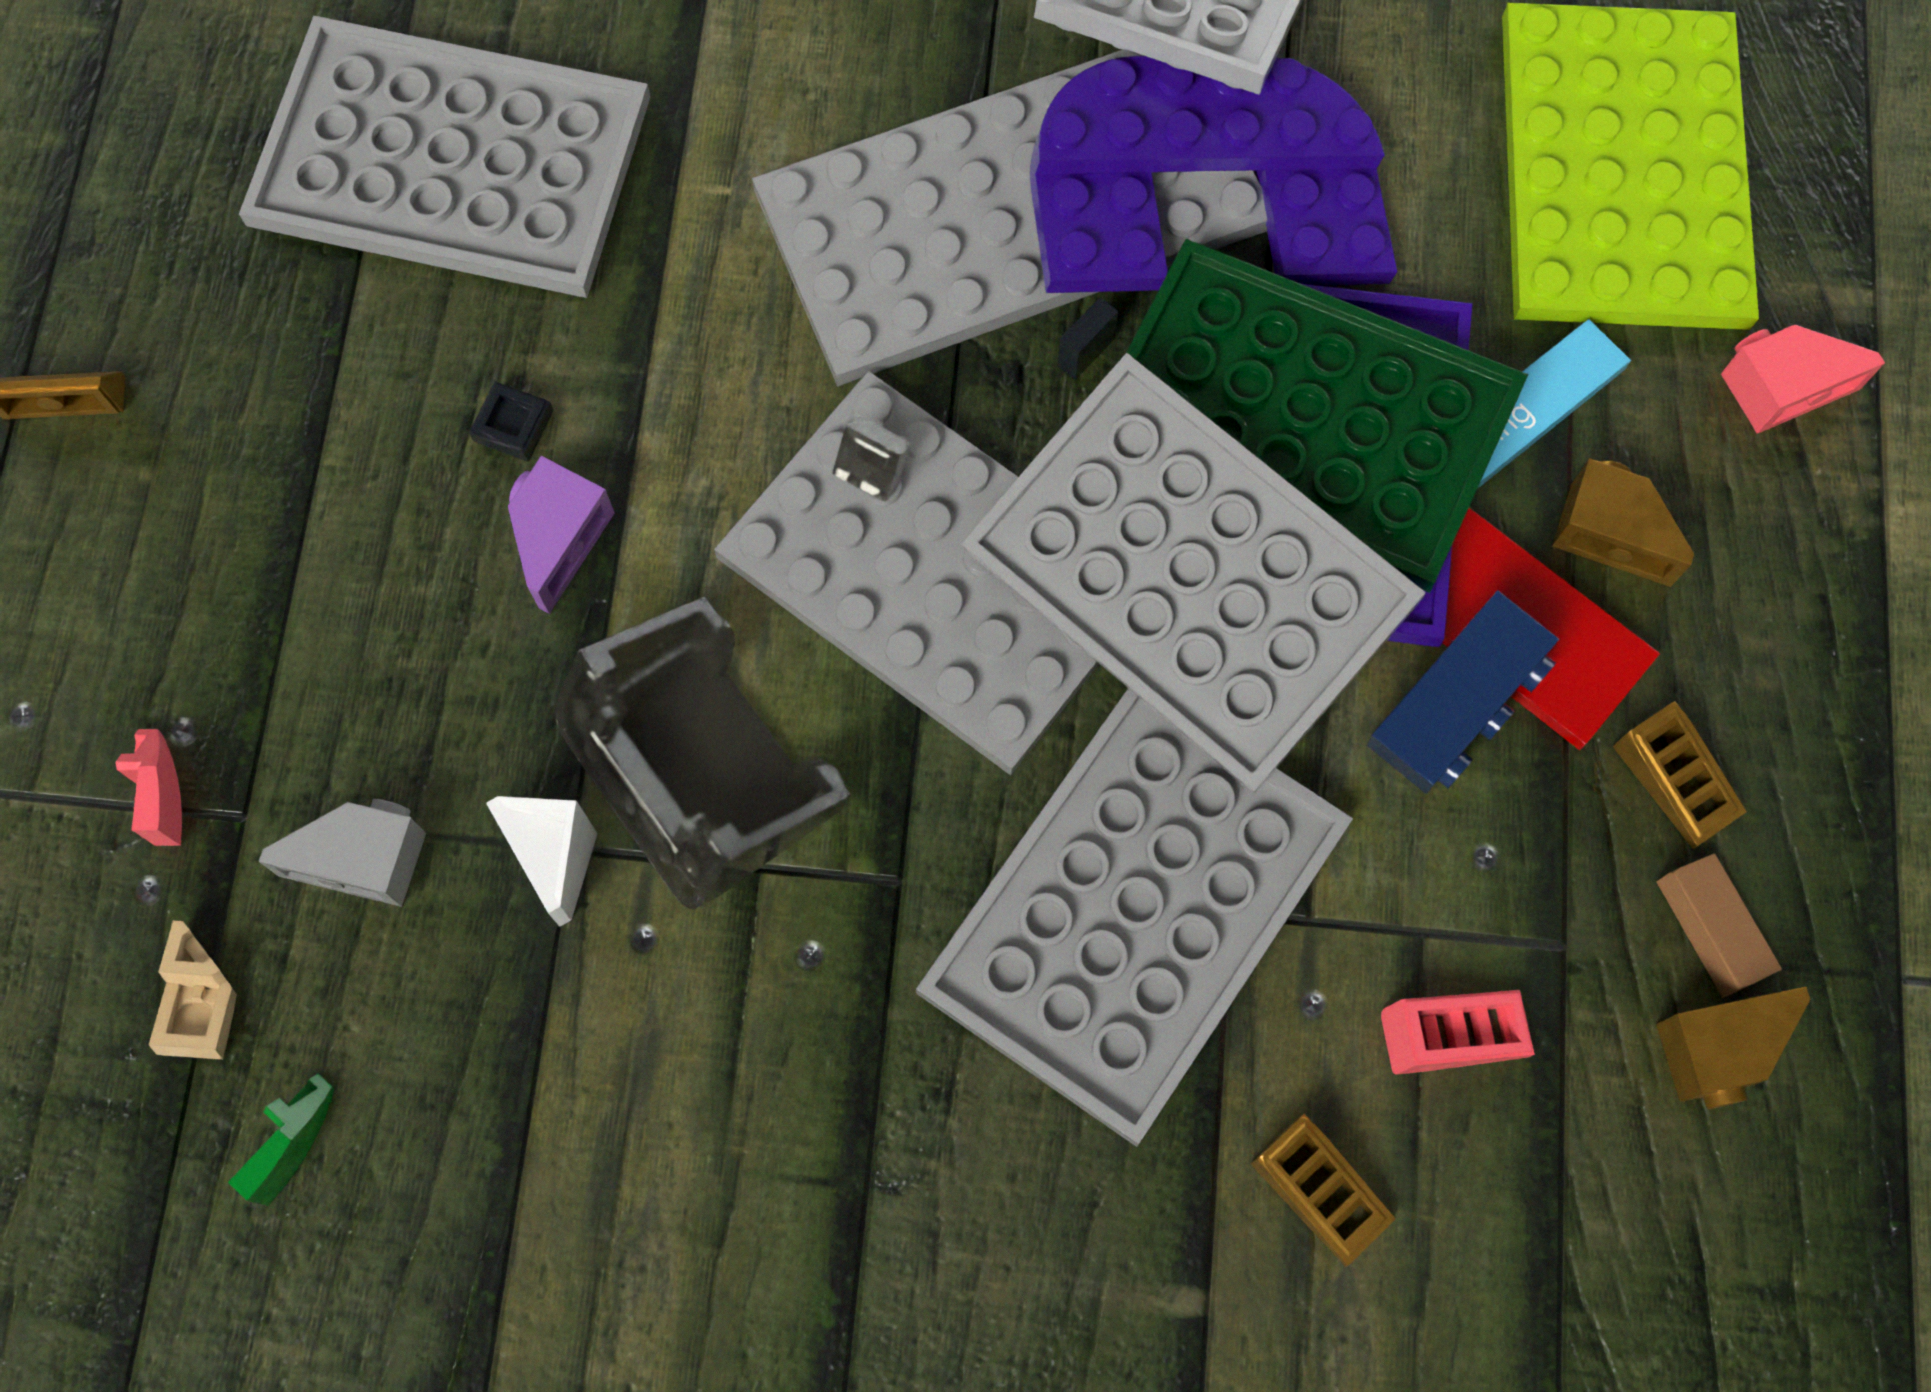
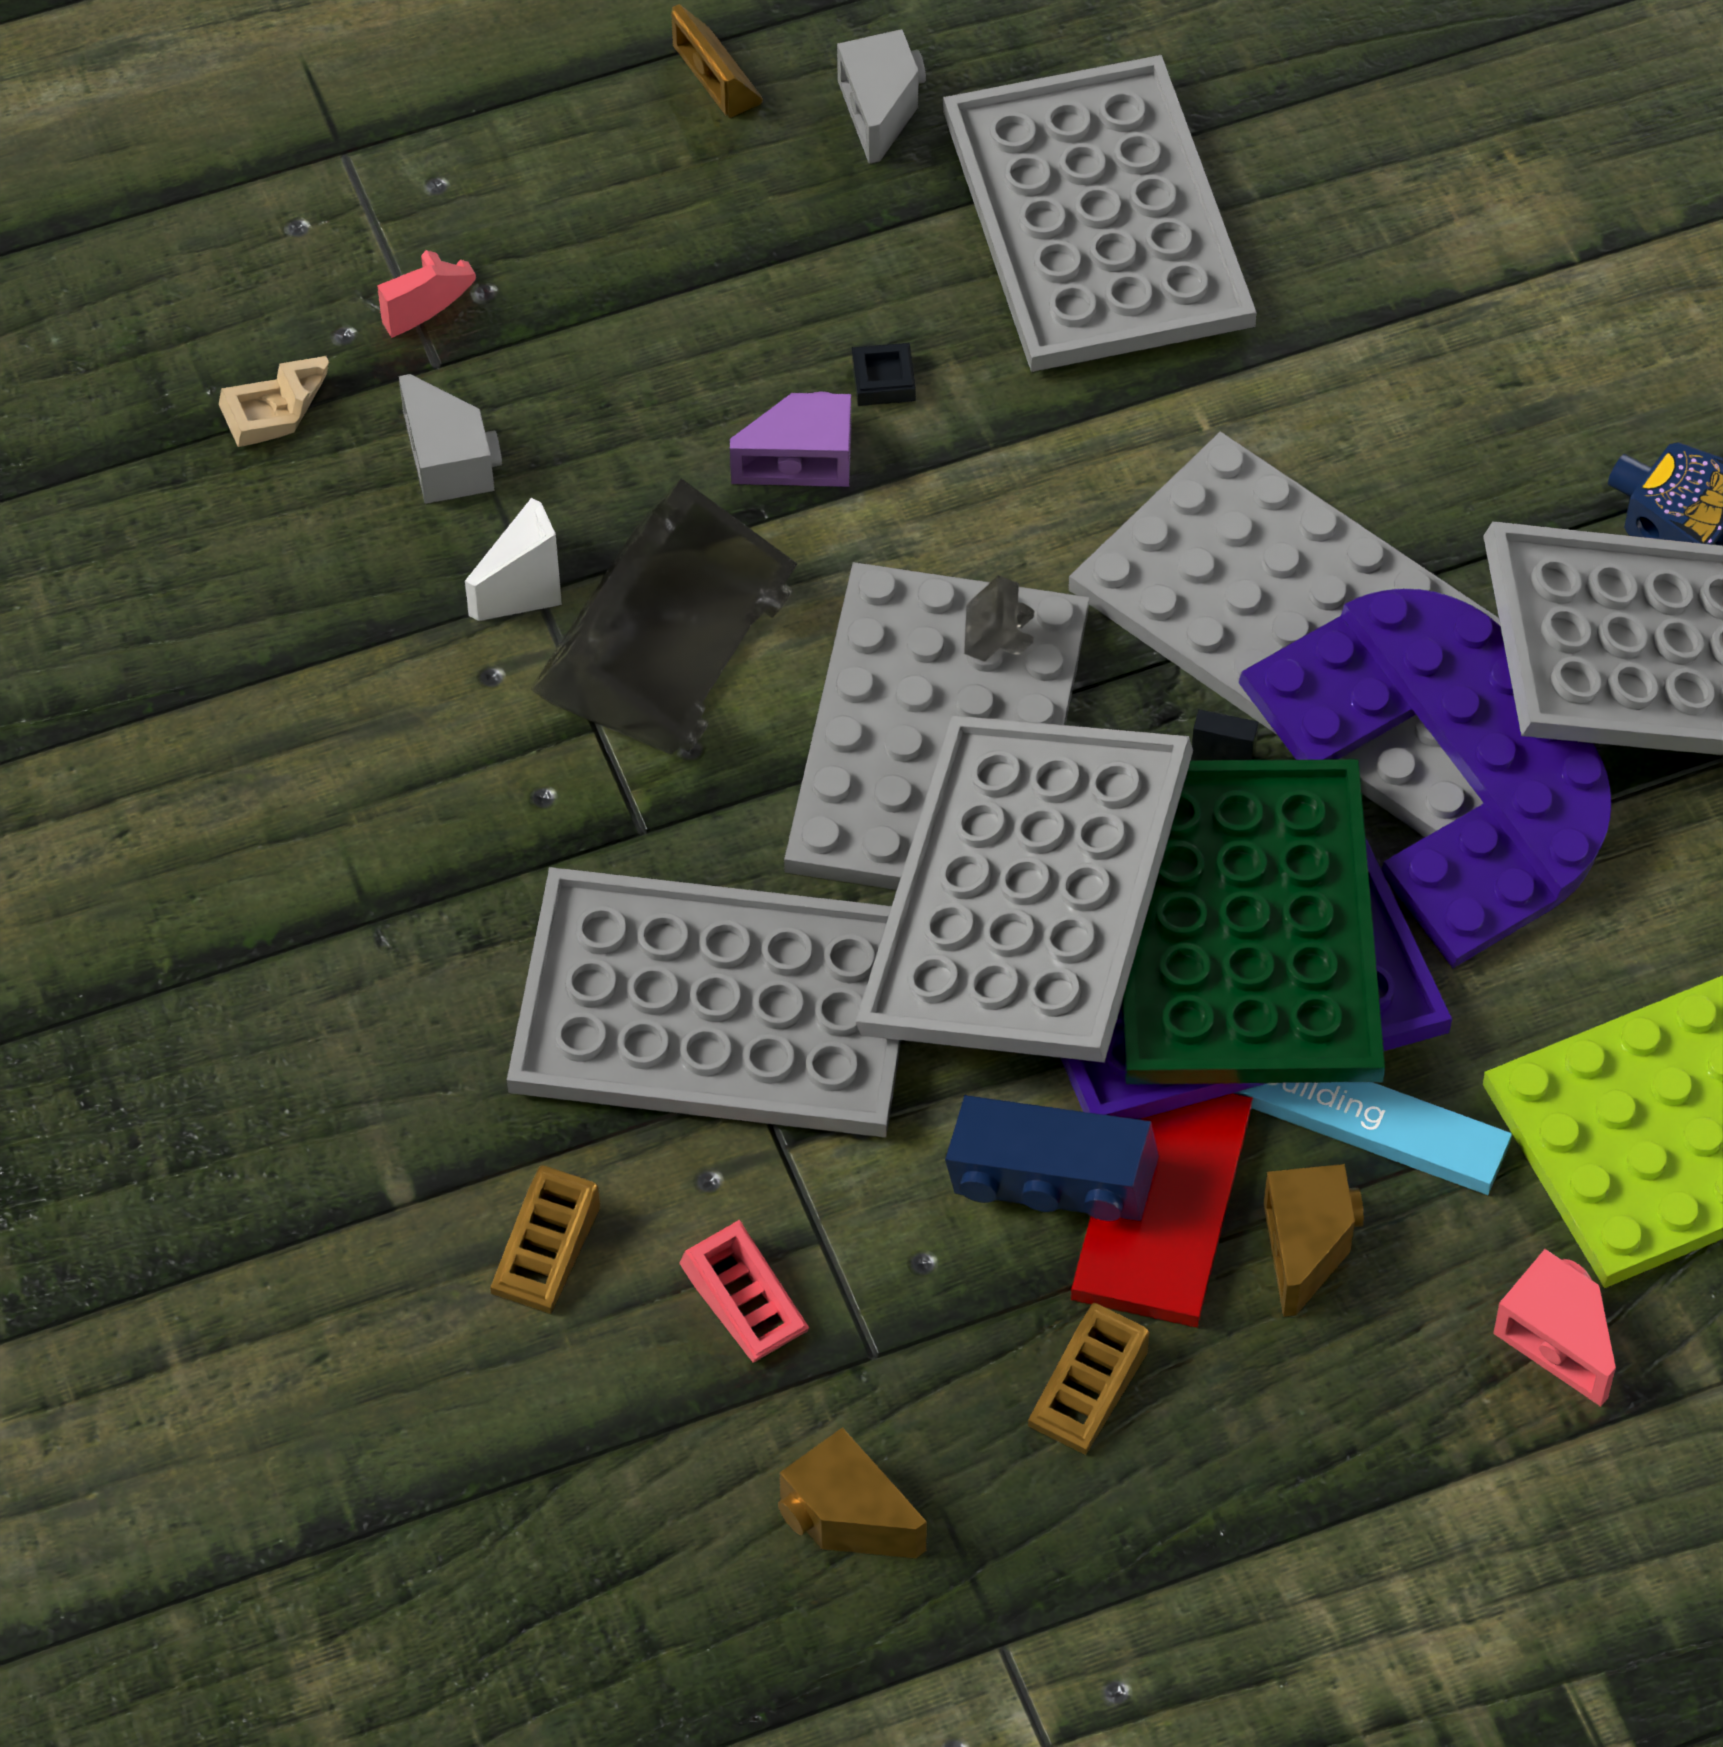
camera: 65 degrees right, 15 degrees down
(184, 264) = (879, 87): none -> light grey slope
(285, 1150) = (190, 513): green slope -> none
(1718, 925) = (962, 1462): medium nougat slope -> none

